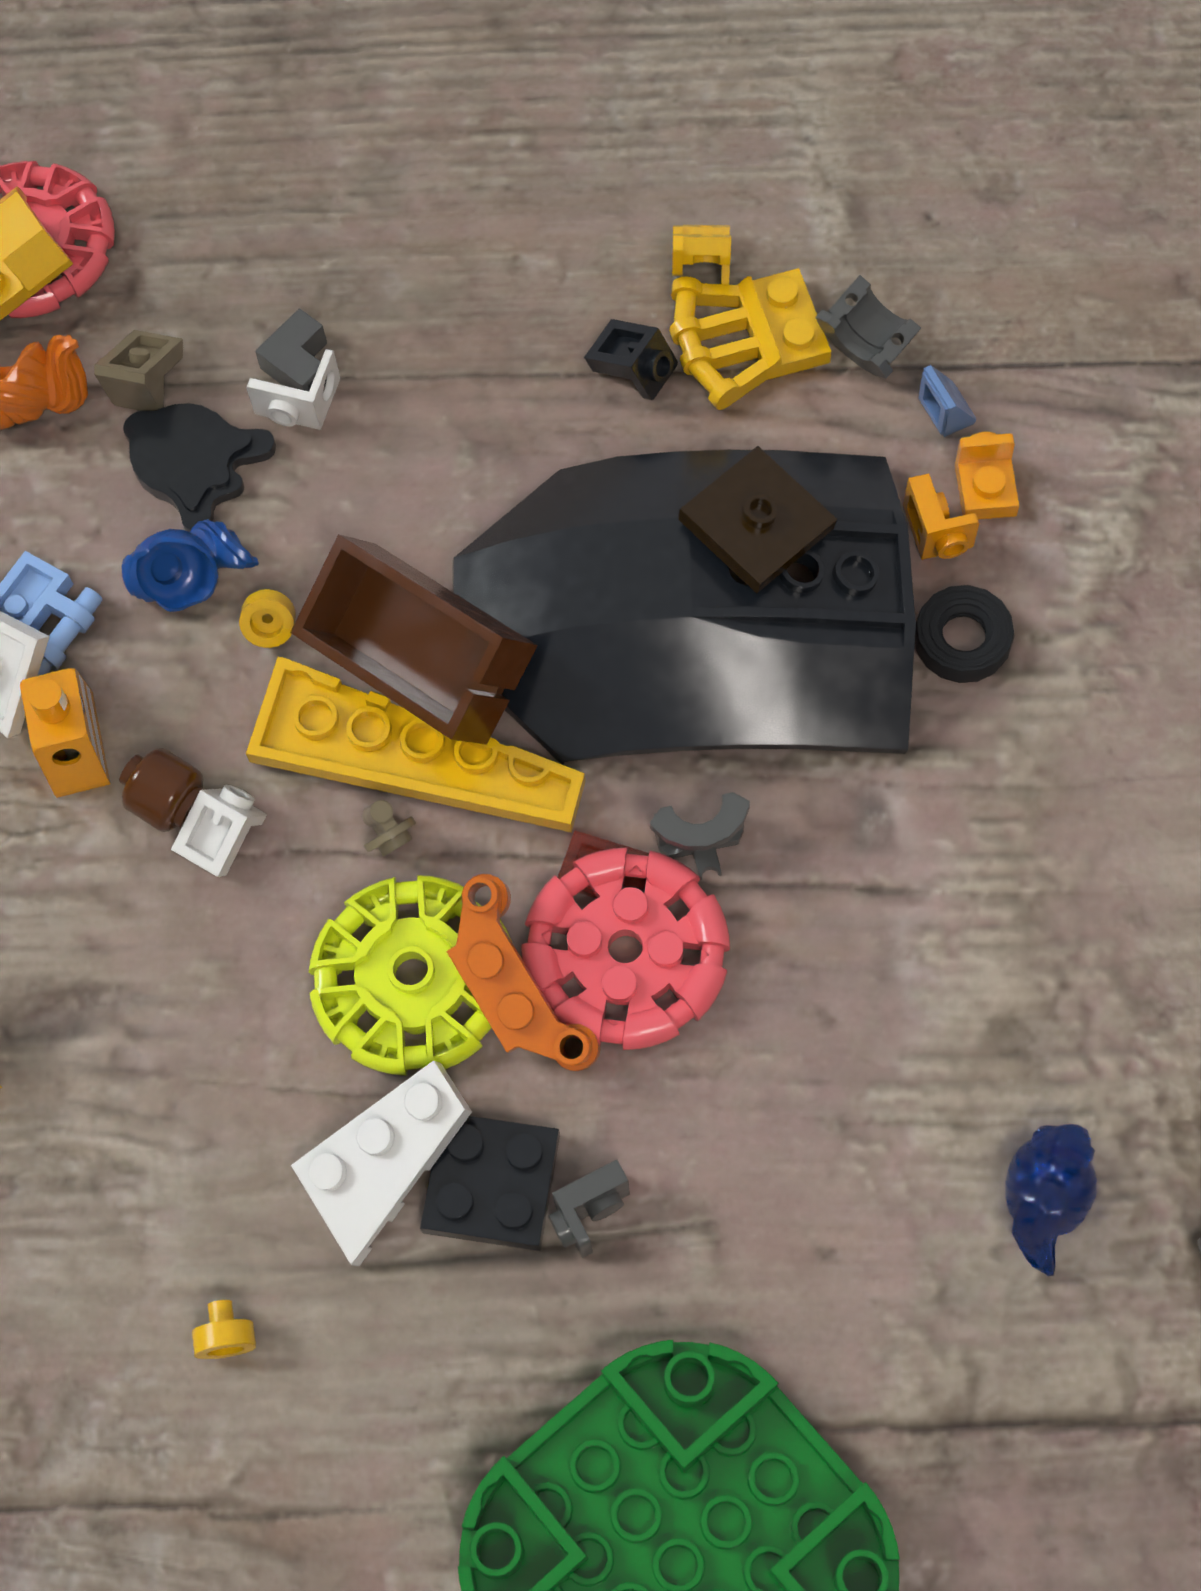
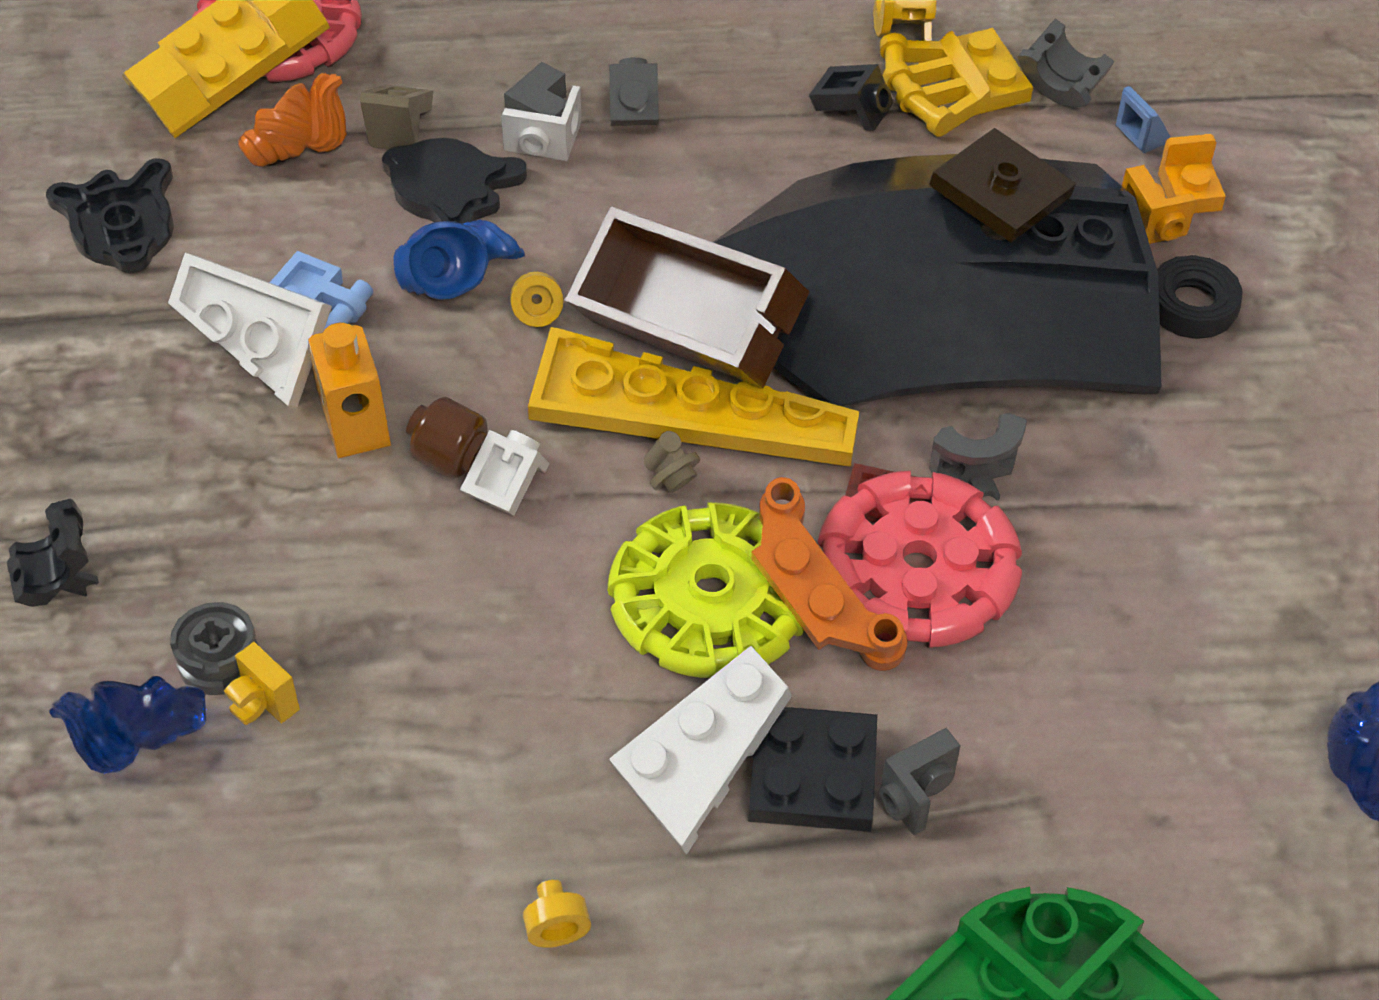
camera: 10 degrees left, 15 degrees down
(395, 348) = (634, 92): none -> dark grey bracket

